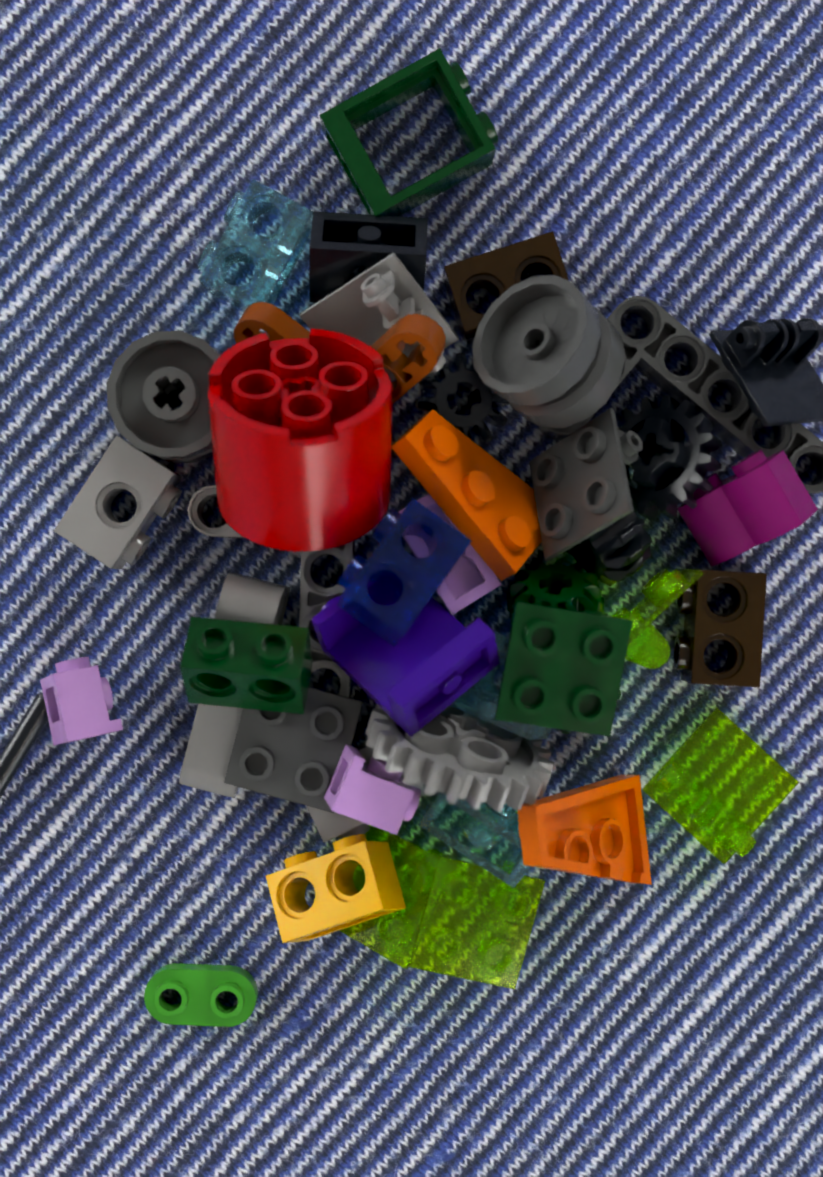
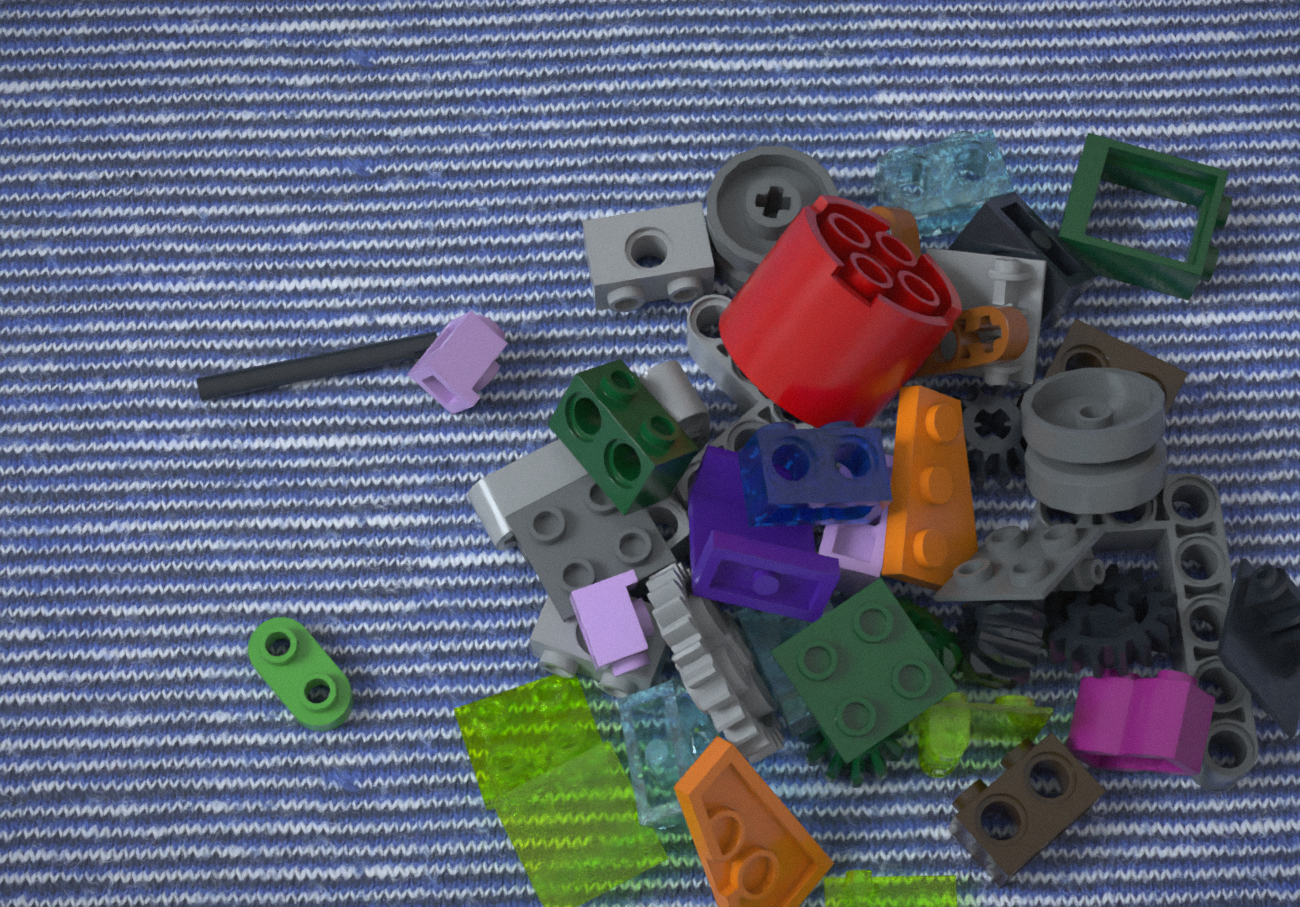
camera: 50 degrees right, 20 degrees down
(336, 898) = (497, 686): yellow brick -> none

